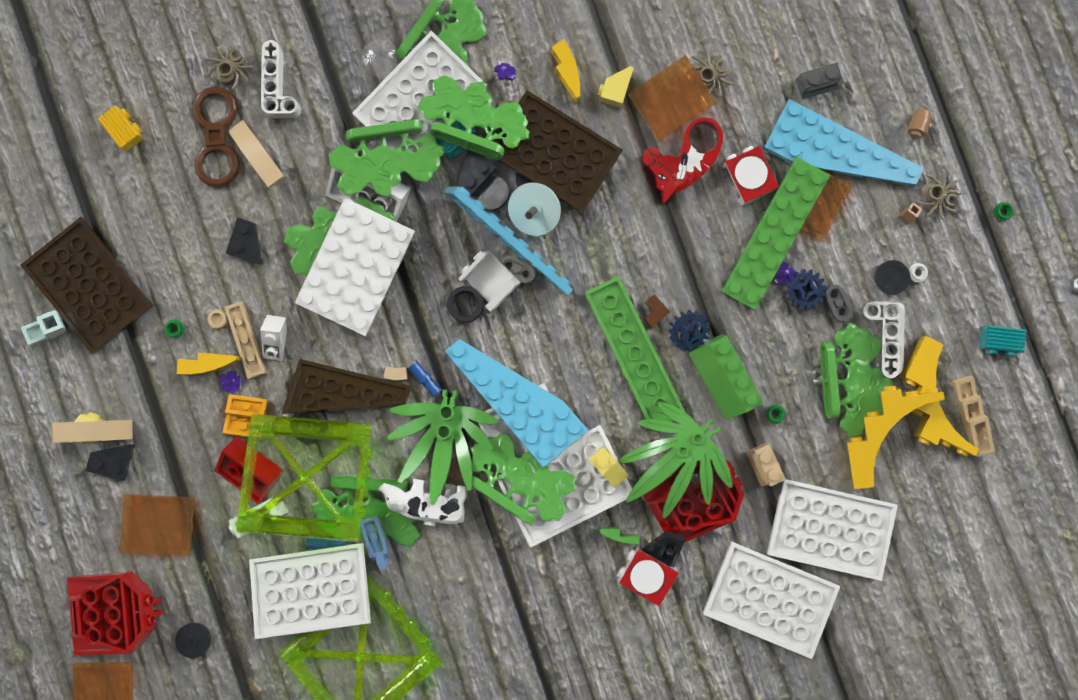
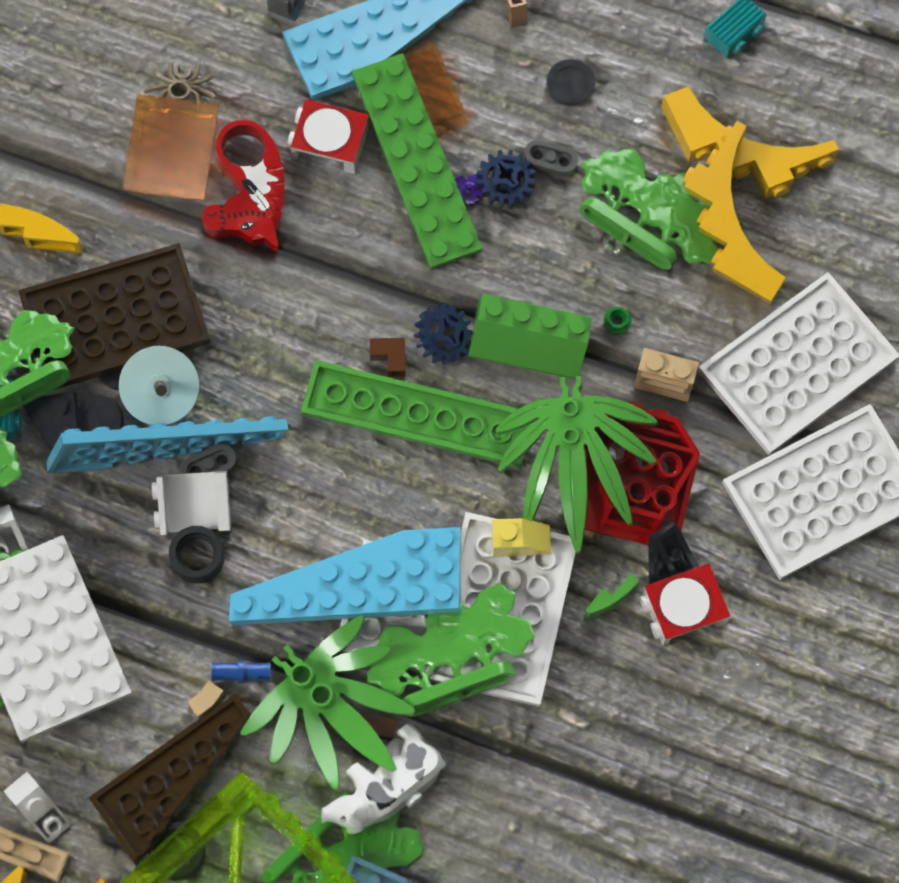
camera: 50 degrees left, 15 degrees down
(615, 88) = (105, 196): light yellow slope -> none
(897, 340) = (635, 136): white beam -> none
(923, 272) = (589, 46): white plate -> none
(973, 416) = (793, 120): tan slope -> none

